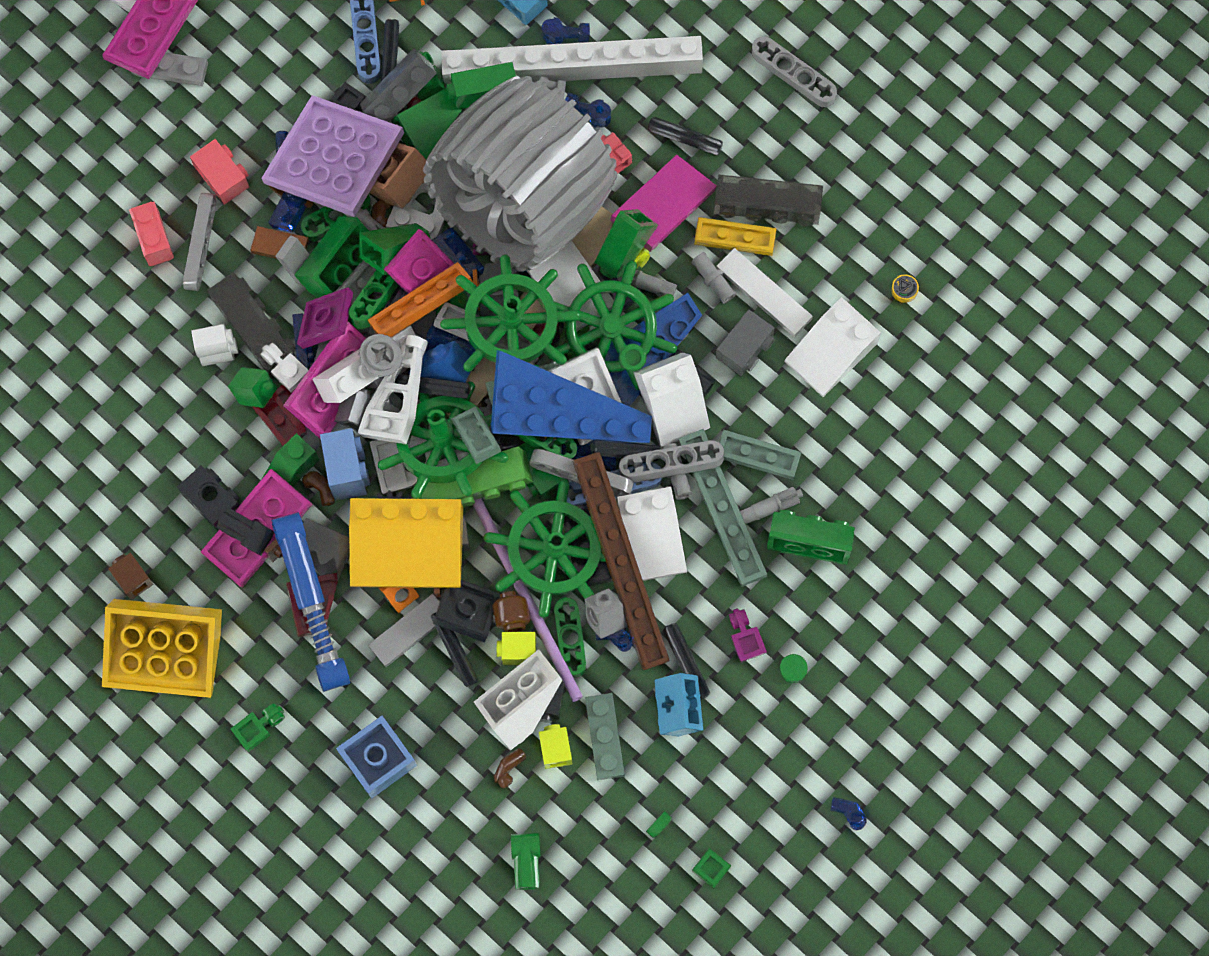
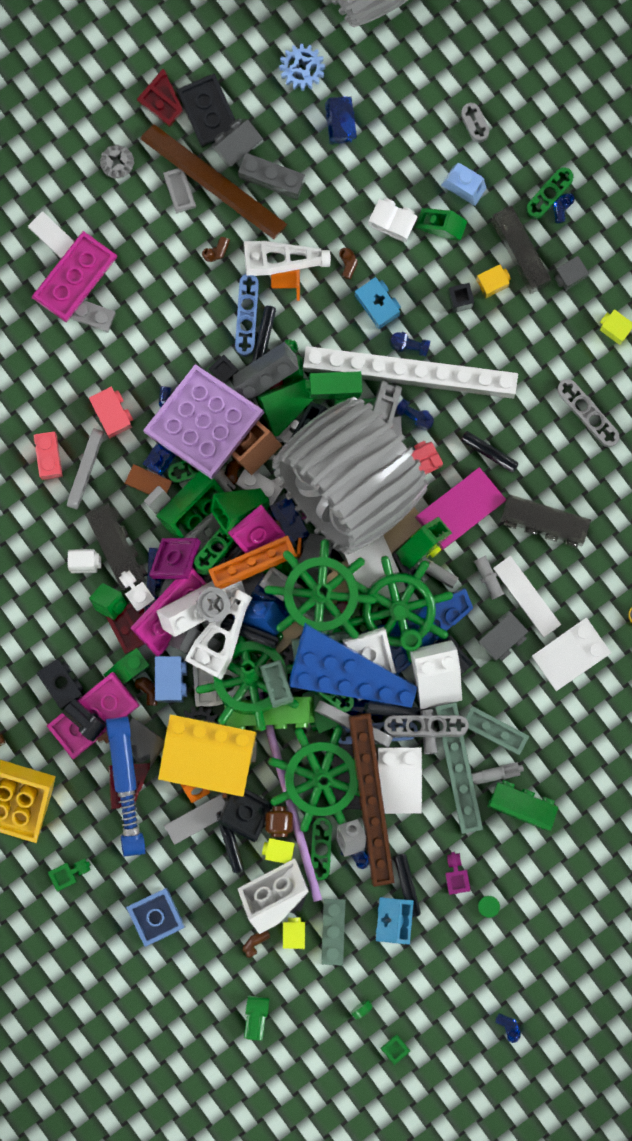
camera: 10 degrees right, 10 degrees up
(735, 235) = (513, 544): yellow tile -> none

